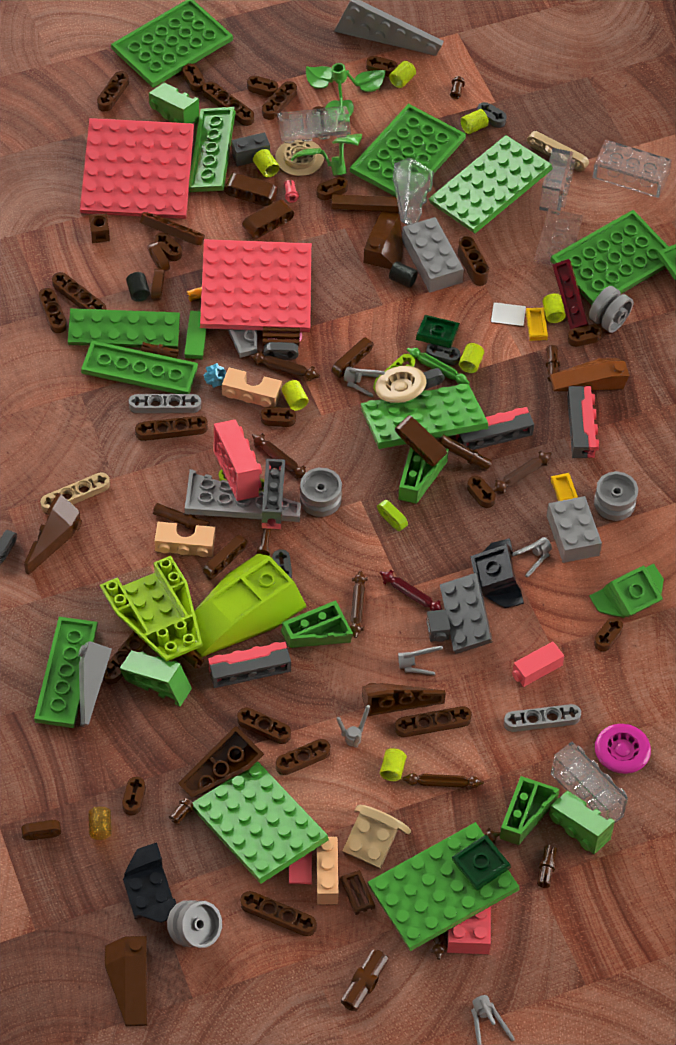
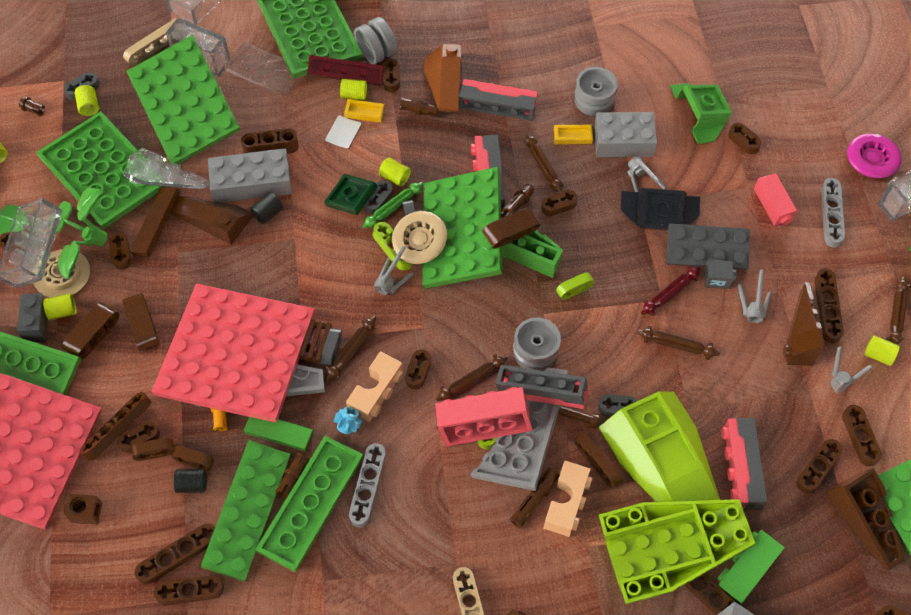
camera: 75 degrees left, 5 degrees up
(171, 431) = (404, 484): reddish brown beam -> none
(291, 193) = (109, 291): coral pin -> none
(294, 395) = (397, 344): neon yellow piece -> none
(317, 627) = (709, 384): bright green wedge -> none
(352, 357) = (361, 279): reddish brown beam -> none

